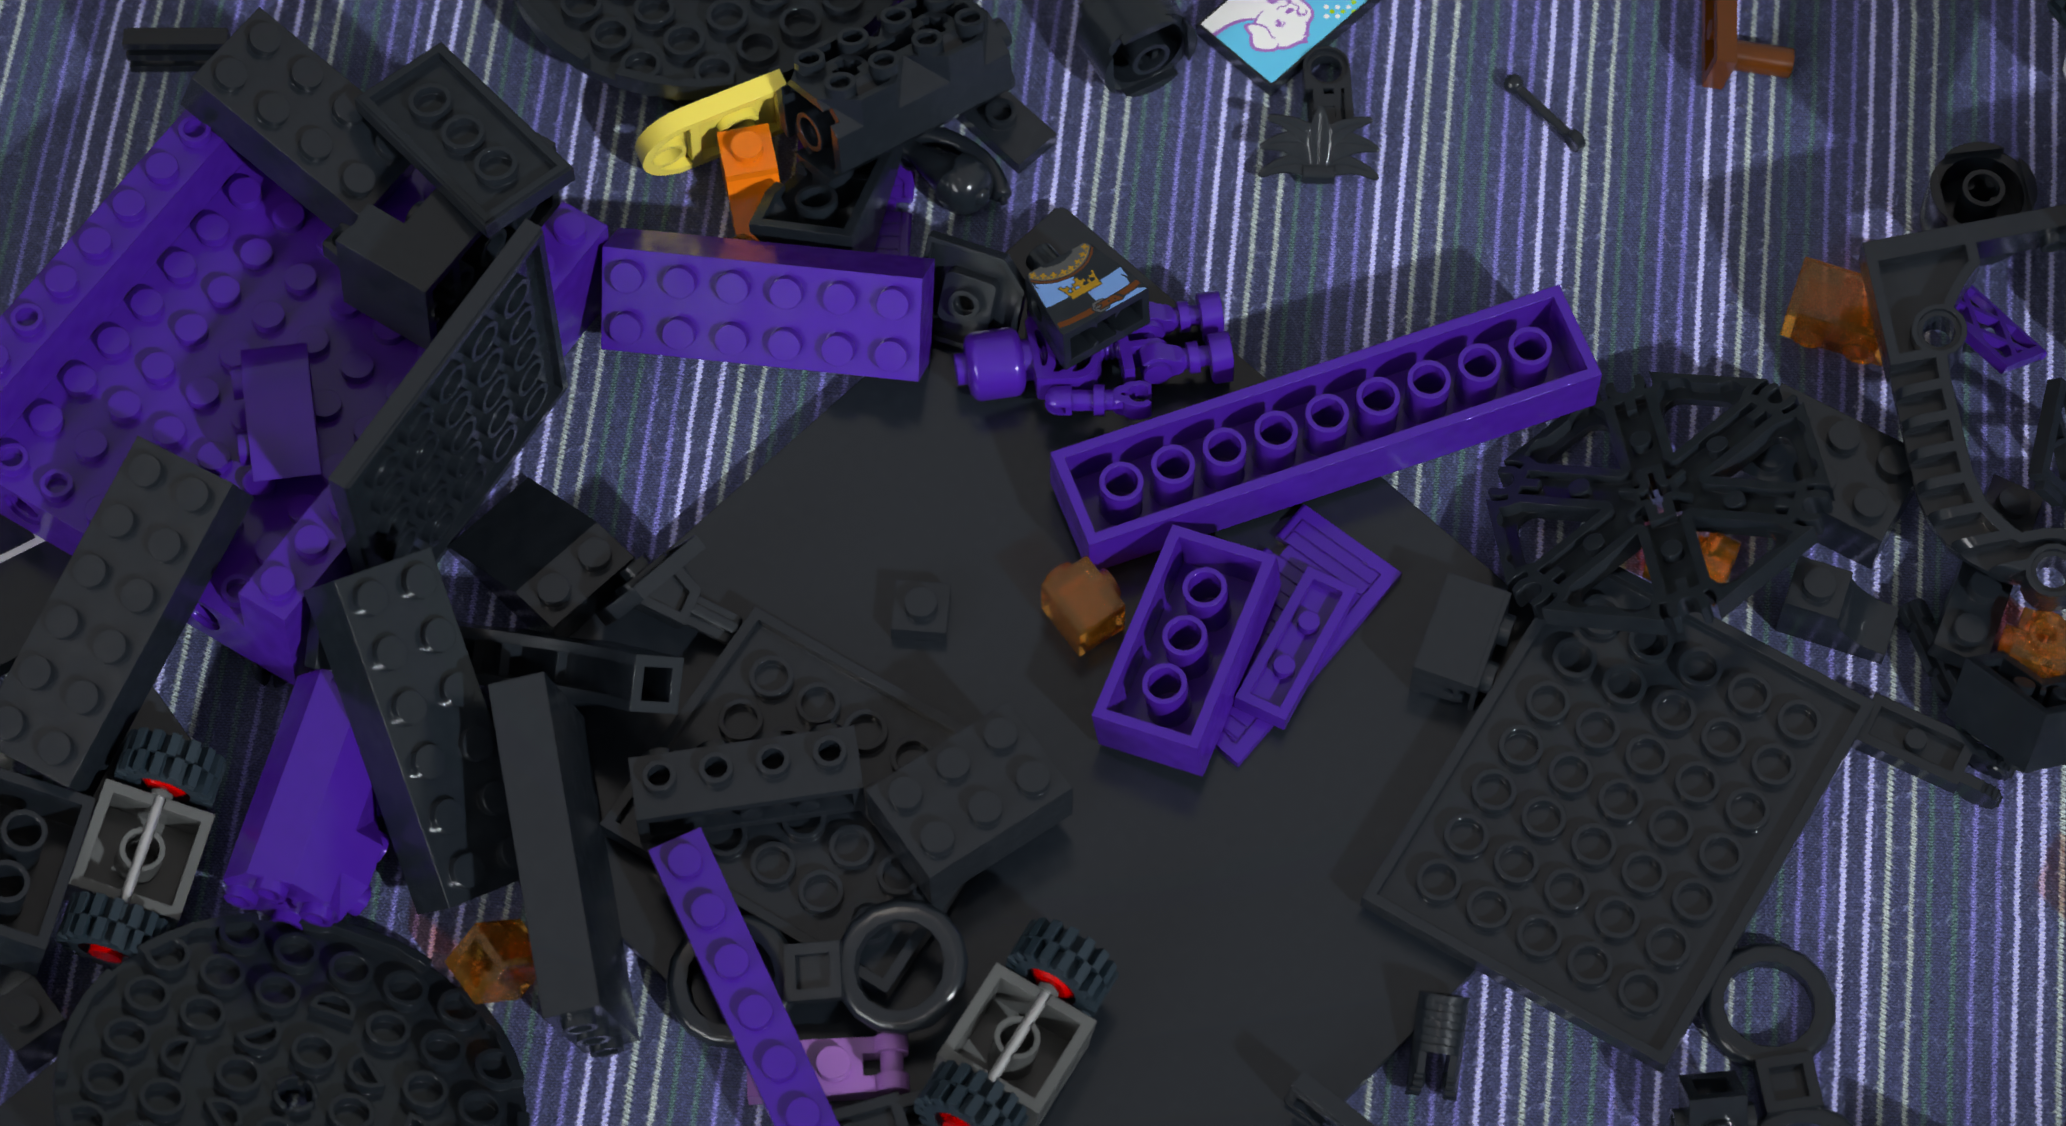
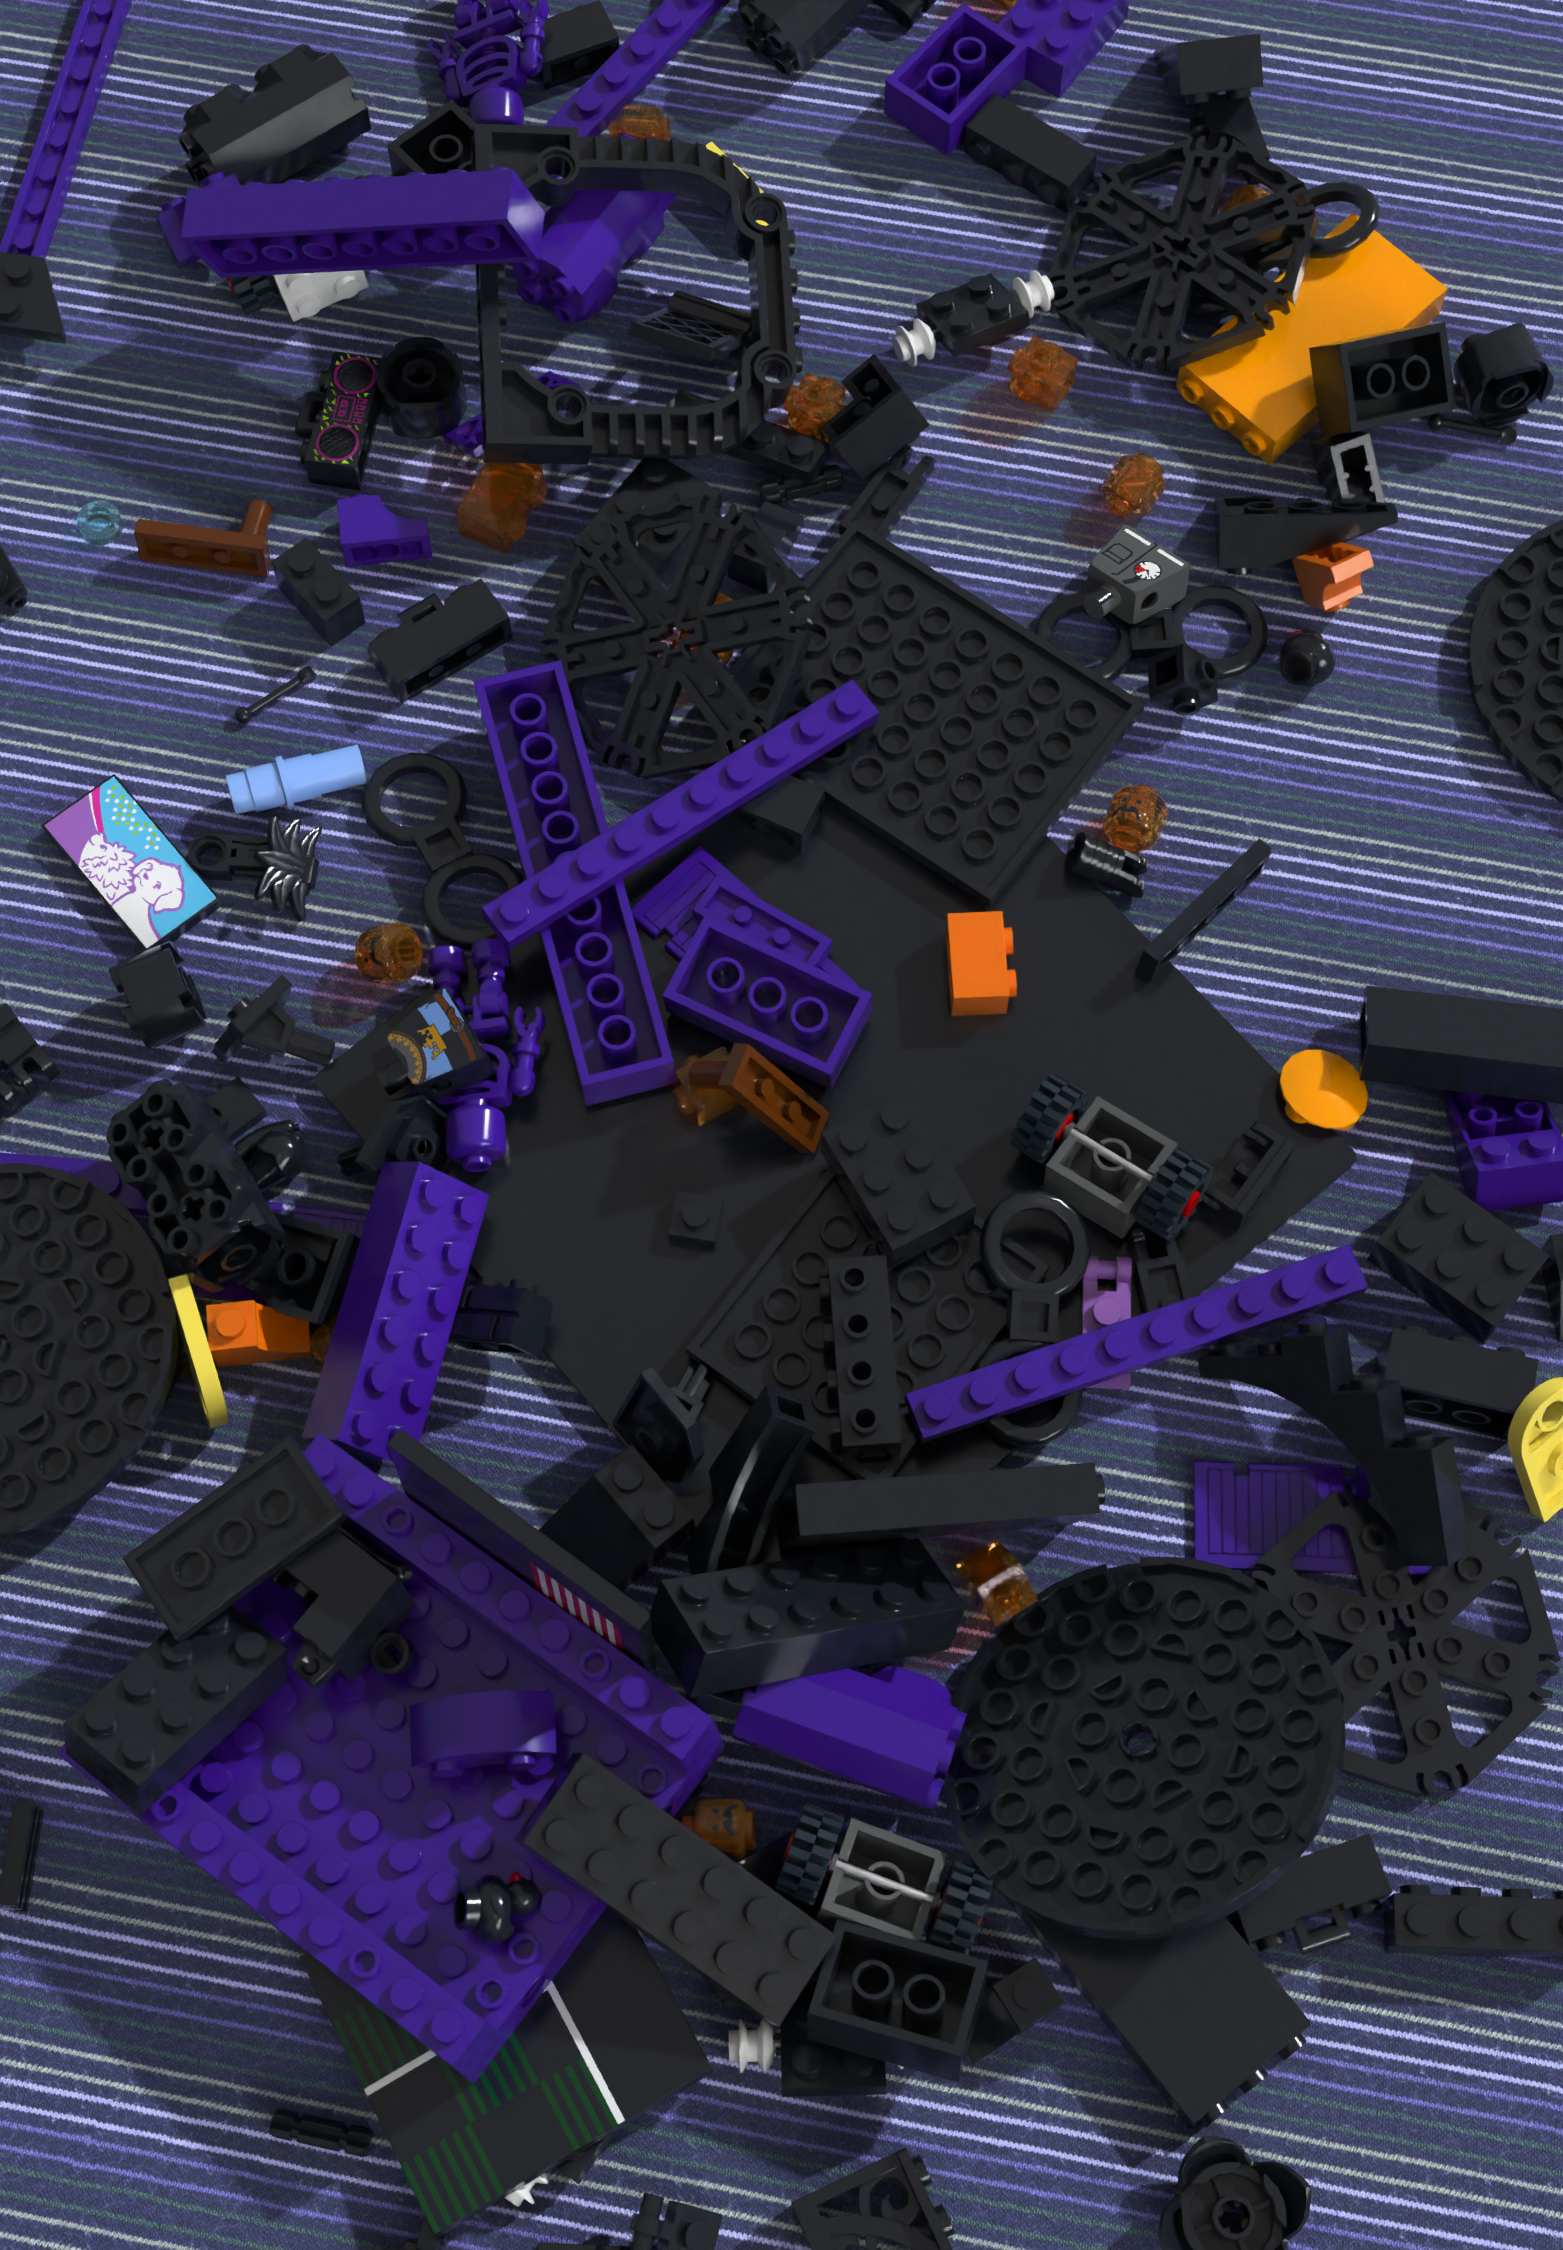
camera: 85 degrees left, 5 degrees up
(91, 432) = (488, 1906): none -> black animal
(212, 698) = (724, 1825): none -> clear orange head
(369, 327) = (385, 1660): none -> black hinge
(777, 412) = (501, 1317): none -> black brick
(1057, 651) = (765, 1094): none -> reddish brown piece
(1106, 148) = (270, 1029): none -> black piece
(1220, 271) = (388, 953): none -> clear orange head
(1275, 890) = (978, 963): none -> orange brick
(1370, 295) = (438, 842): none -> black bar
(1418, 528) = (678, 815): none -> dark purple plate
(1430, 140) = (295, 779): none -> light blue piece
(1507, 1071) = (1135, 818): none -> clear orange head
(1639, 267) = (439, 639): none -> black piece
(1679, 132) = (318, 592): none -> black brick
(1771, 178) = (377, 535): none -> dark purple arch
(1850, 1044) = (1134, 578): none -> dark grey torso
(1914, 127) = (349, 416): none -> black piece
(2000, 1048) = (1133, 486): none -> clear orange head

